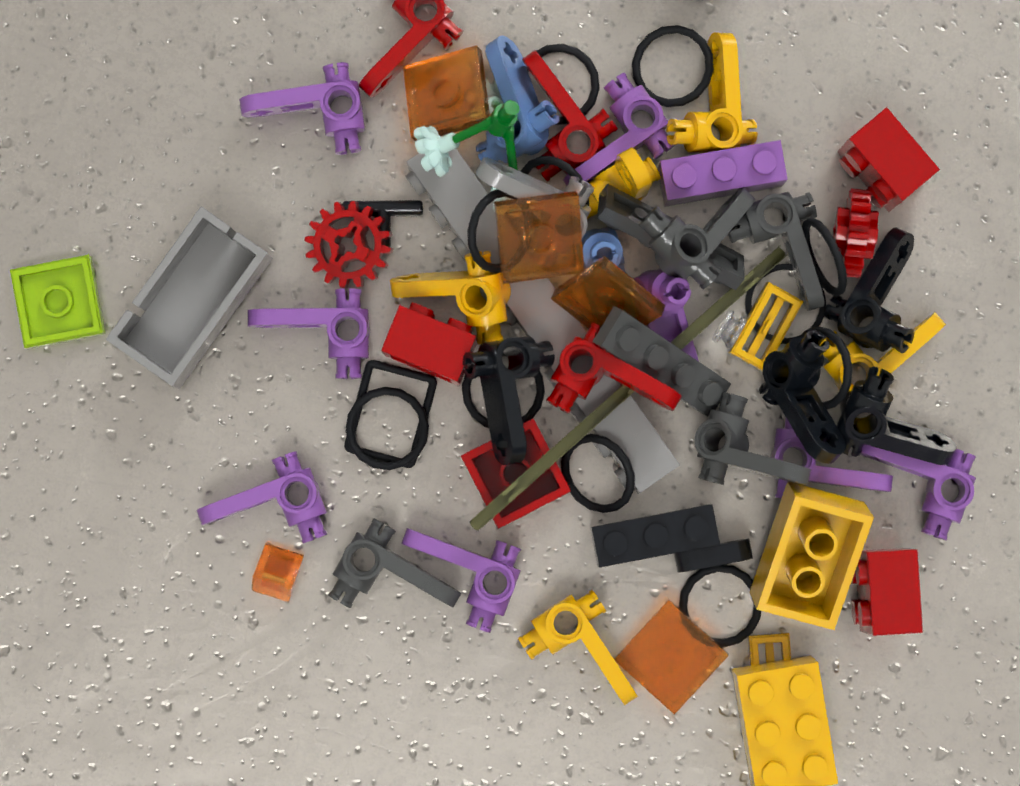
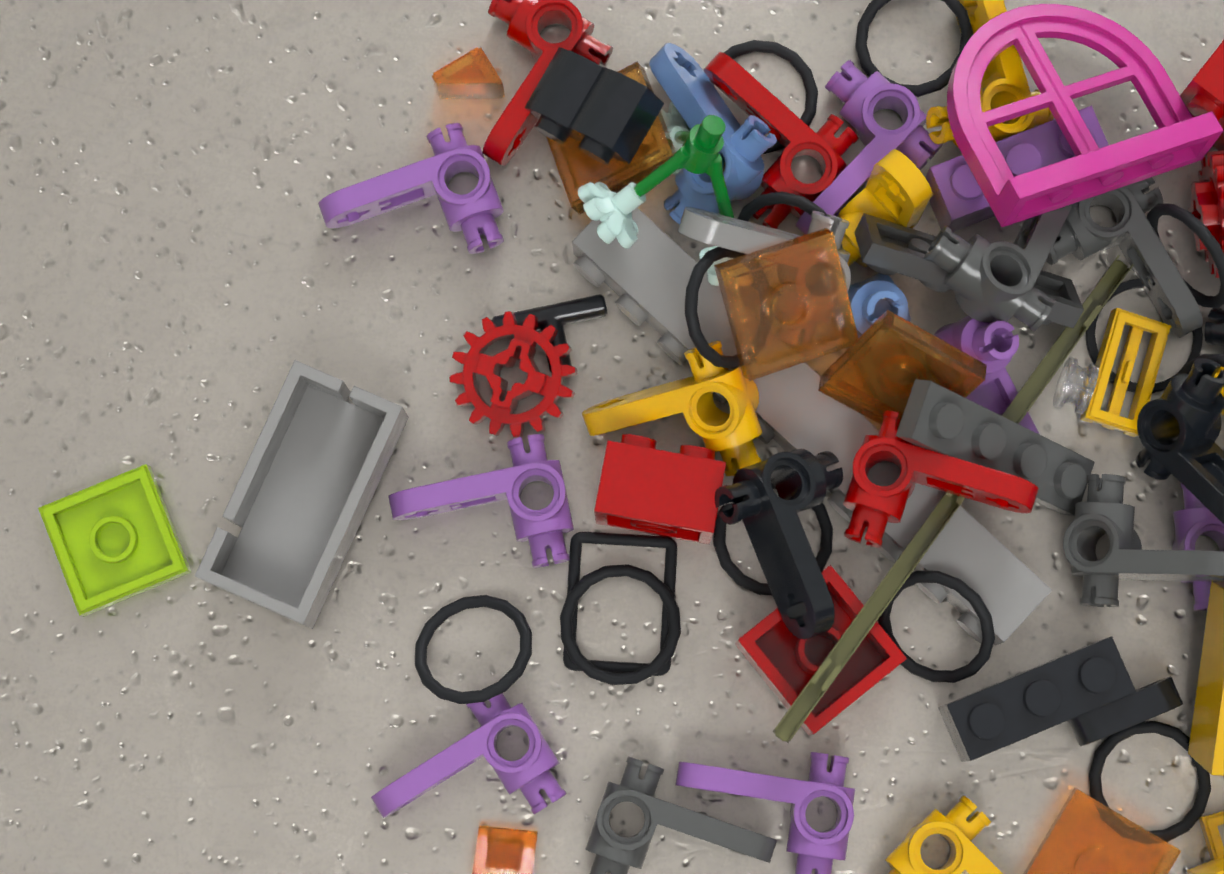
camera: 10 degrees left, 5 degrees down
(247, 428) = (494, 689): none -> black piece
(359, 31) = (469, 78): none -> clear orange slope
(439, 72) = (594, 107): none -> black brick
(768, 188) = (1093, 169): none -> dark pink window

